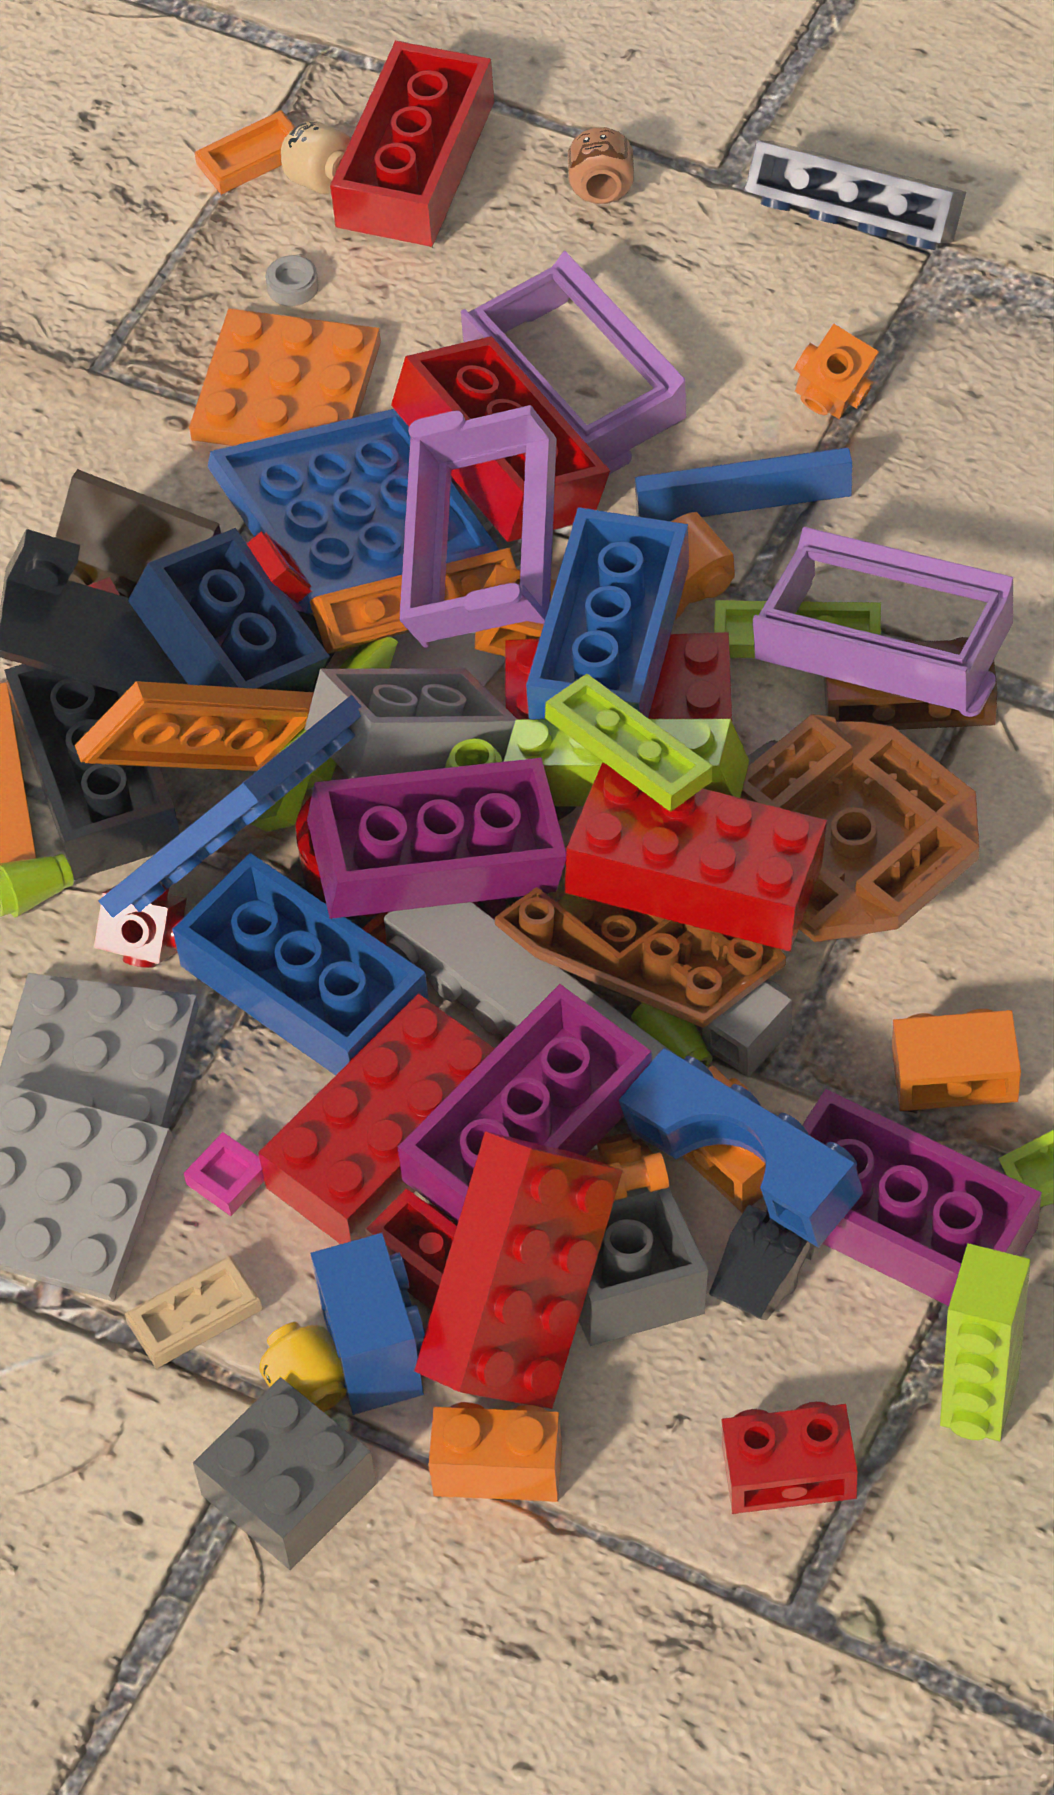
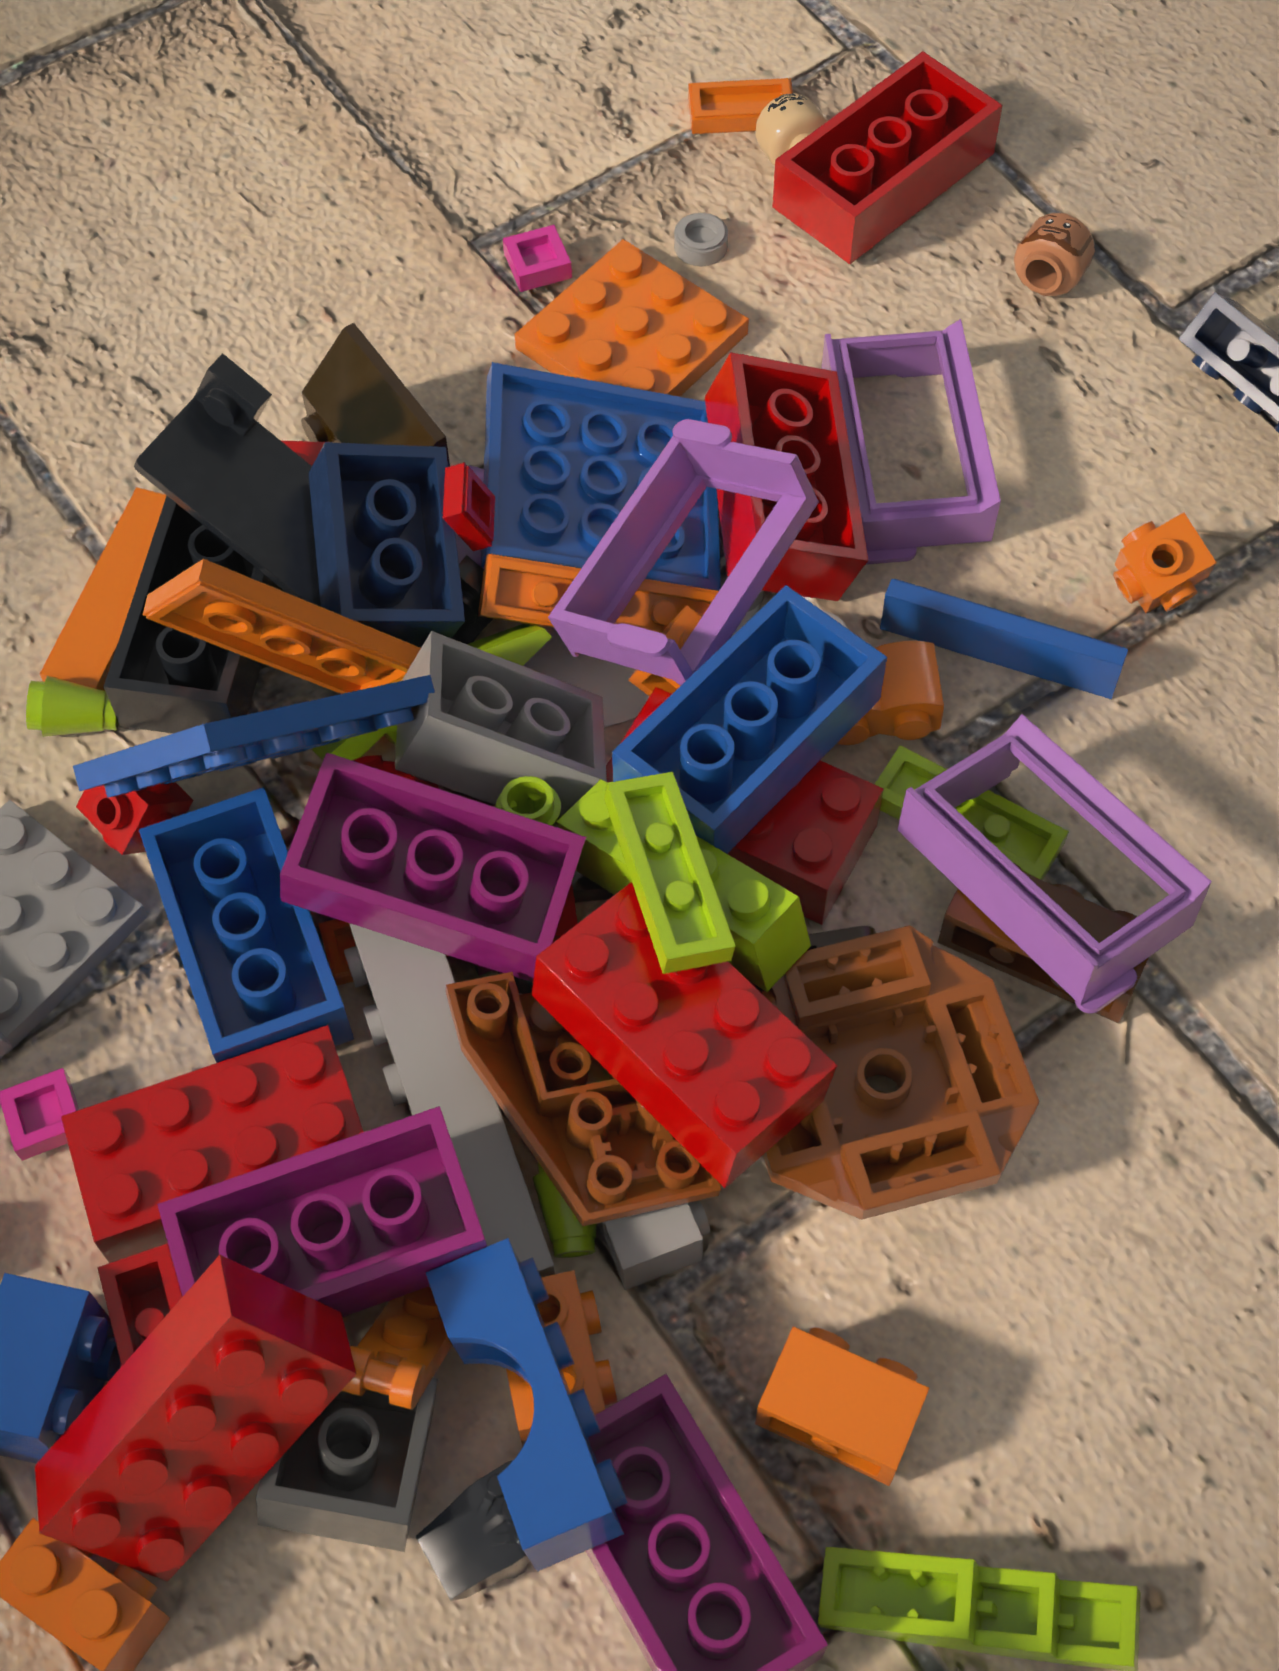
camera: 25 degrees right, 5 degrees up
(165, 356) = (537, 258): none -> dark pink plate

